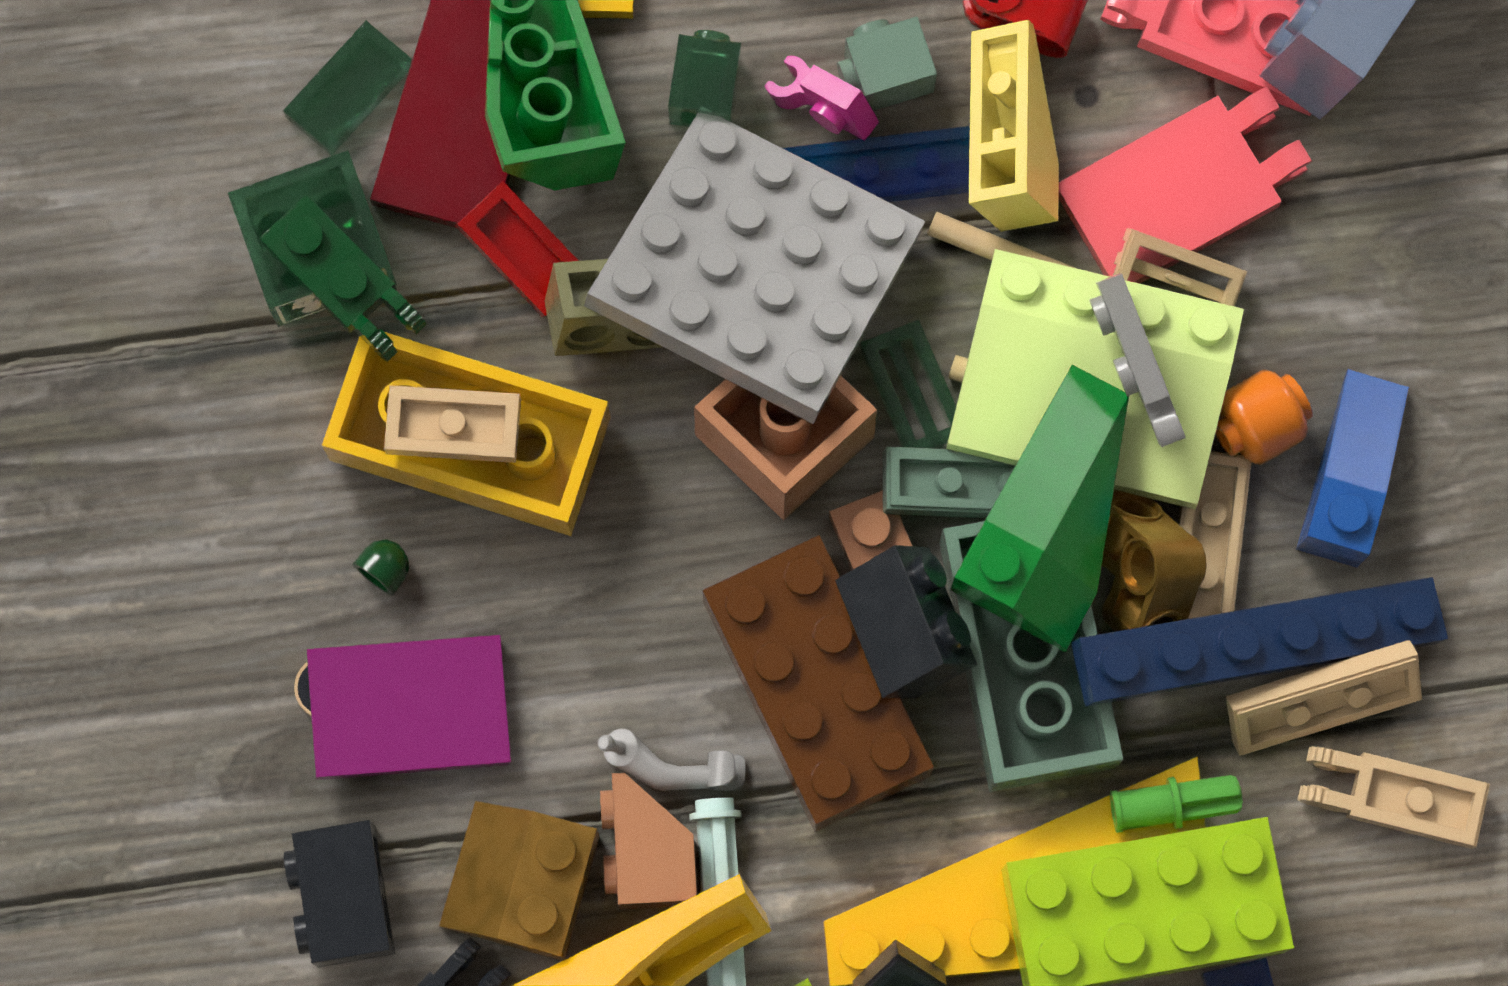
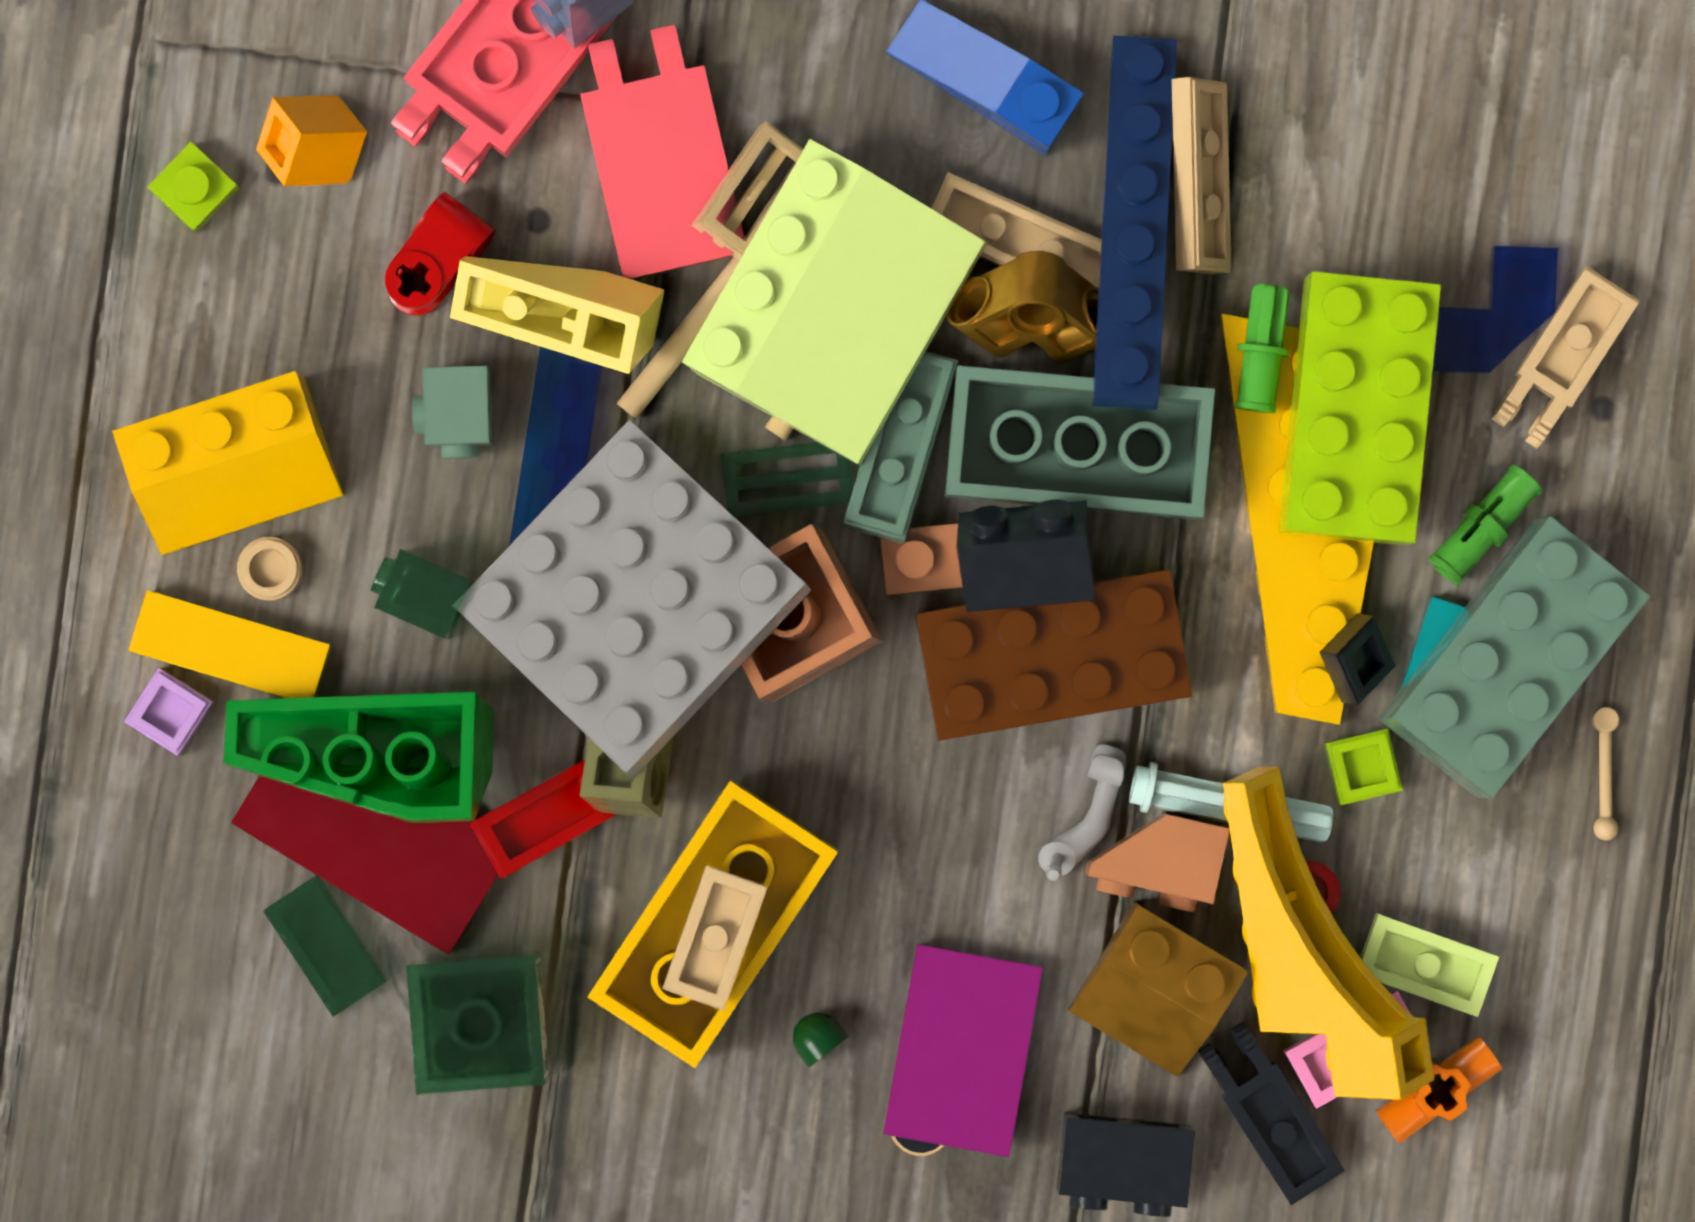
camera: 70 degrees left, 10 degrees up
(338, 274) = (531, 1008): dark green hinge -> none
(834, 101) = (483, 474): dark pink plate -> none
(1049, 526) = (973, 392): green wedge -> none
(1138, 366) = (847, 261): light grey plate -> none
(1263, 417) = (915, 150): orange head -> none
(1401, 796) = (1315, 130): tan hinge -> none

